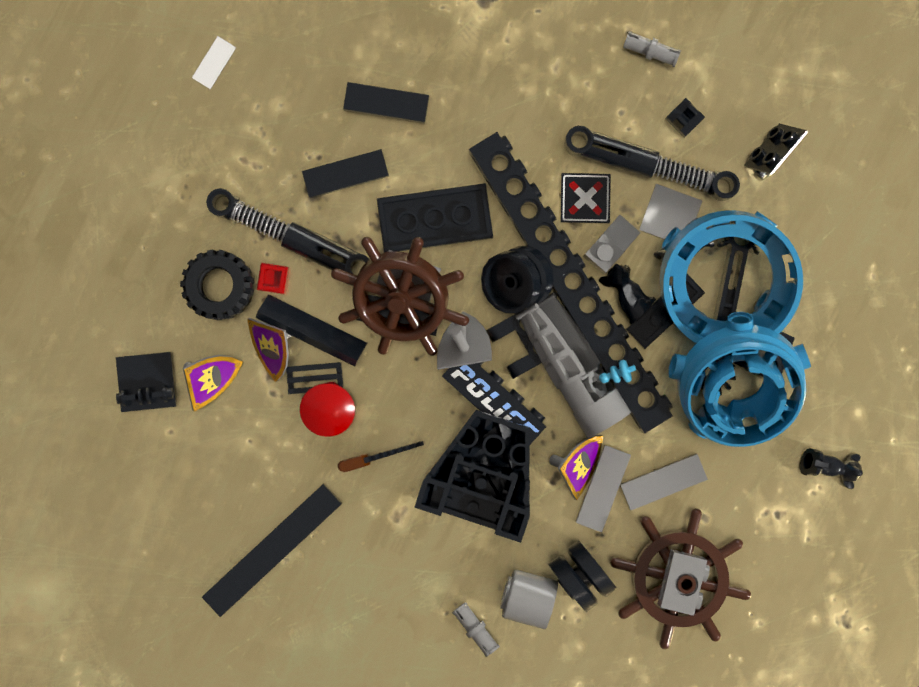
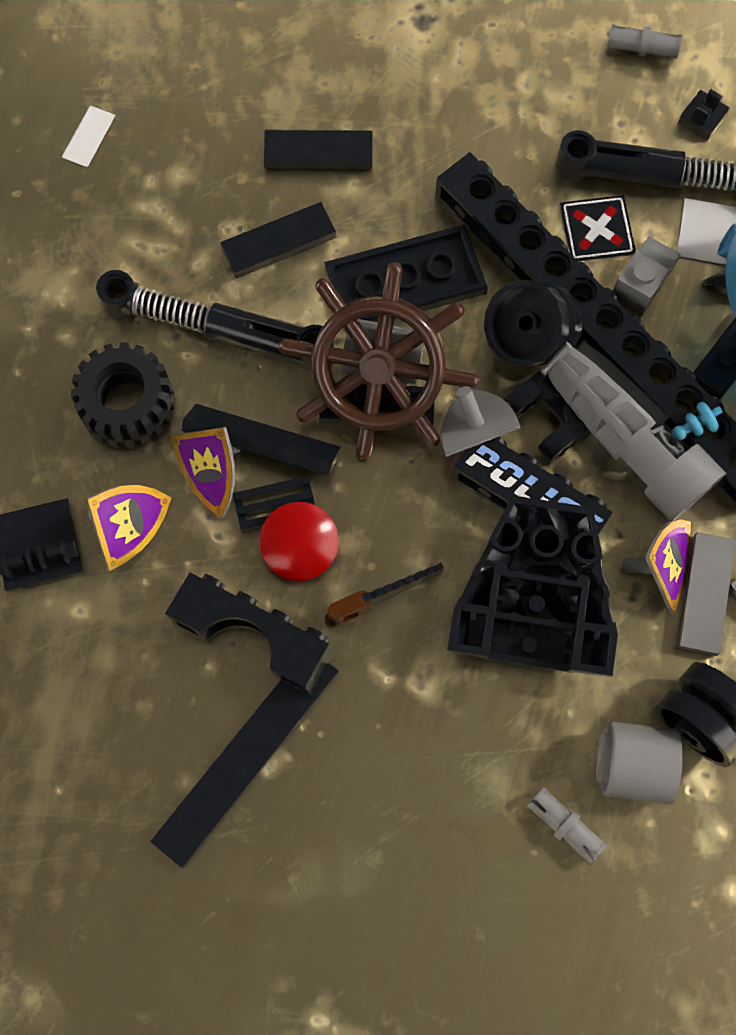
camera: 15 degrees left, 15 degrees down
(272, 278) = (198, 383): red tile -> none
(312, 492) = (208, 609): none -> black arch
(631, 297) = (686, 329): black animal -> none

